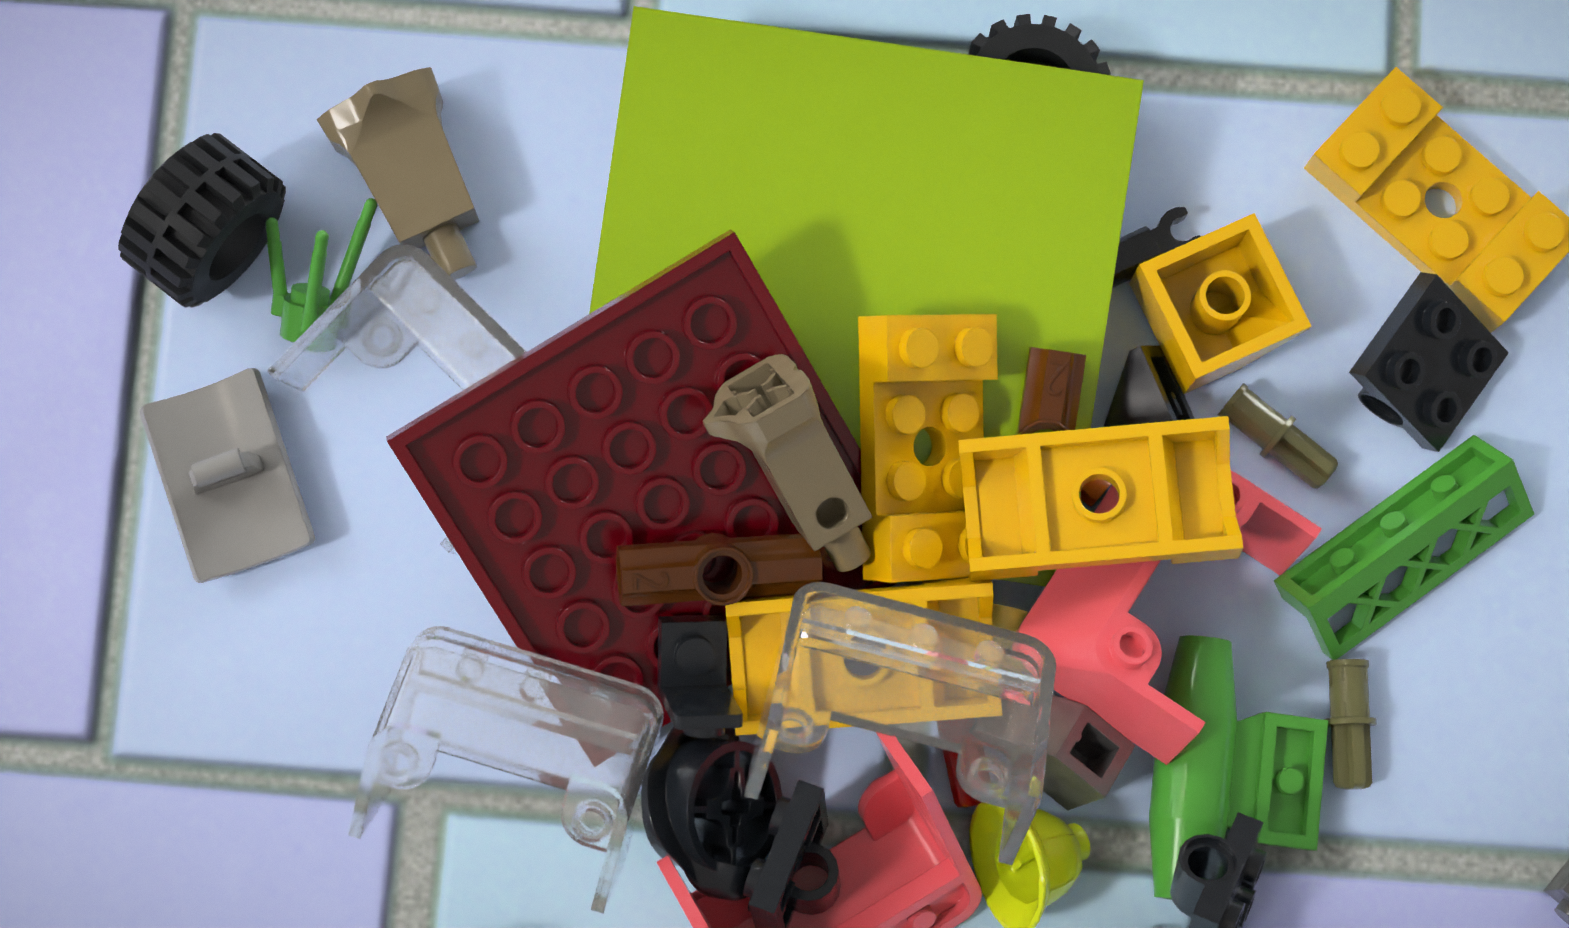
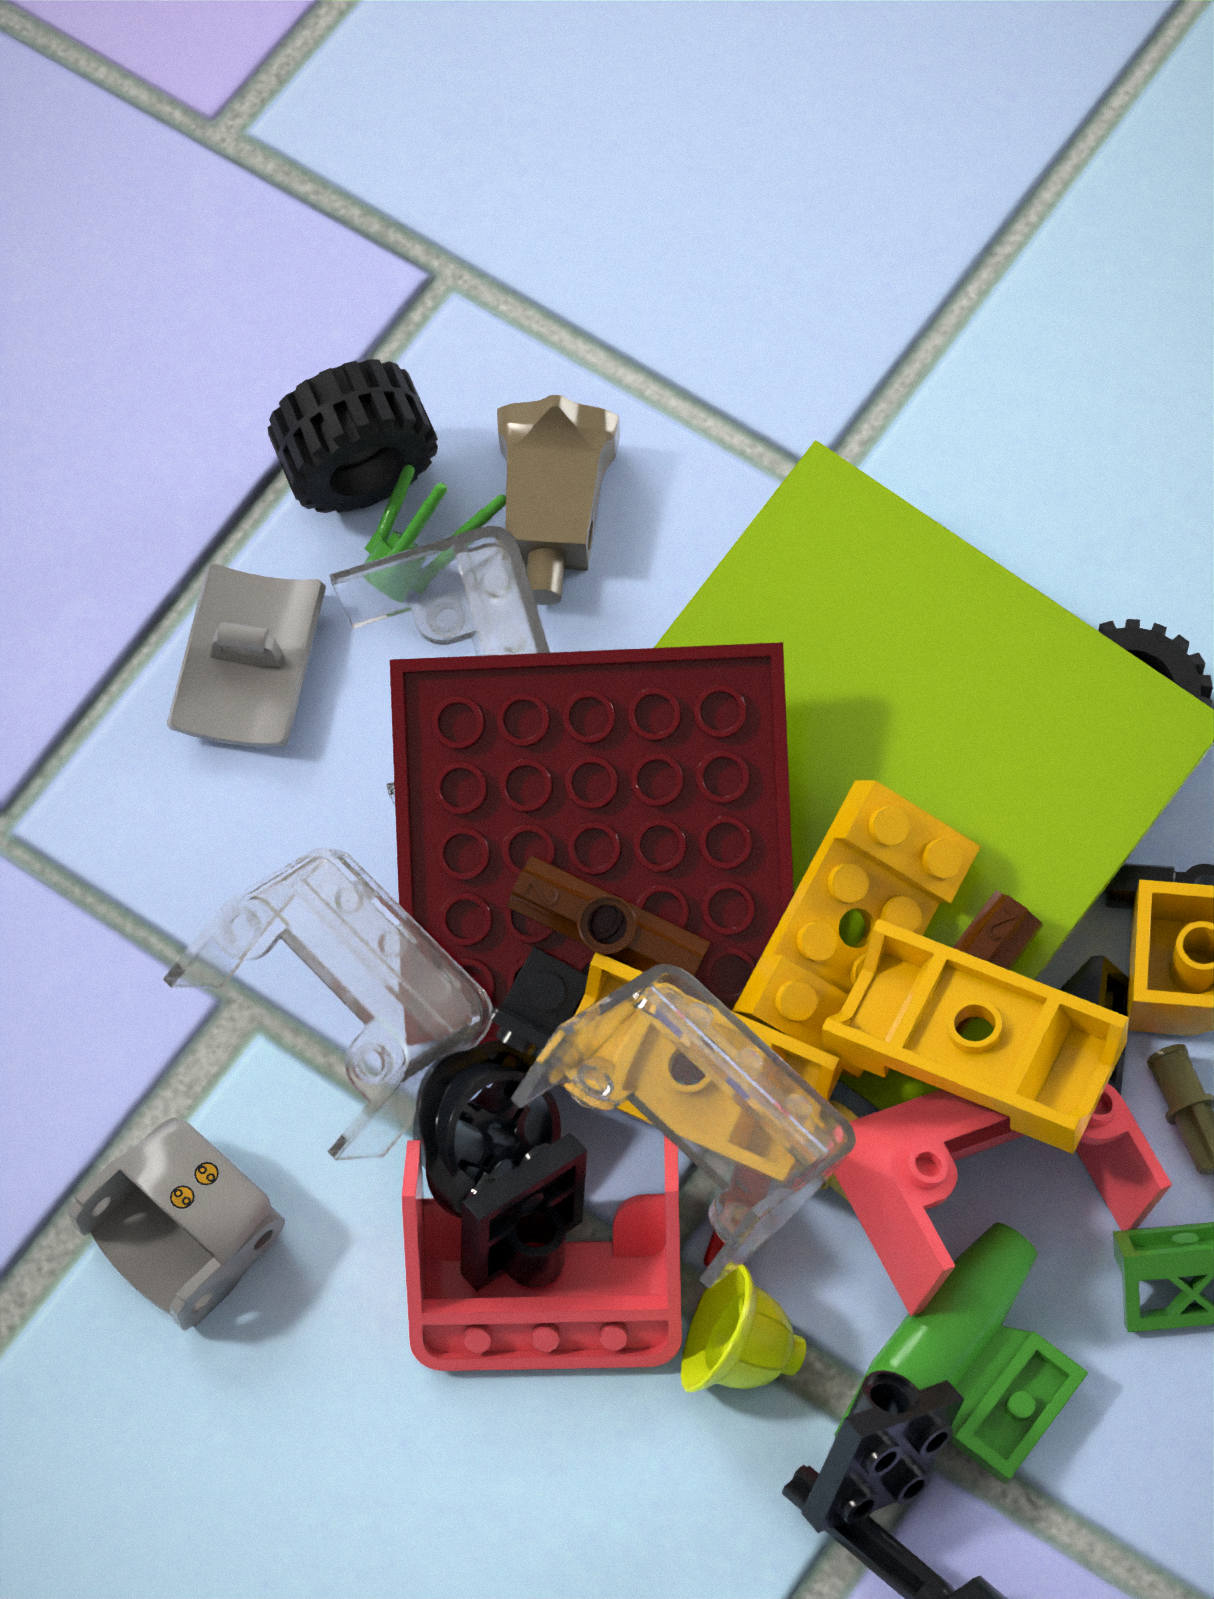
camera: 35 degrees right, 15 degrees down
(780, 421) = (727, 832): dark tan piece -> none
(1082, 754) = (828, 1257): flat silver slope -> none
(1350, 723) = (1110, 1391): olive axle -> none

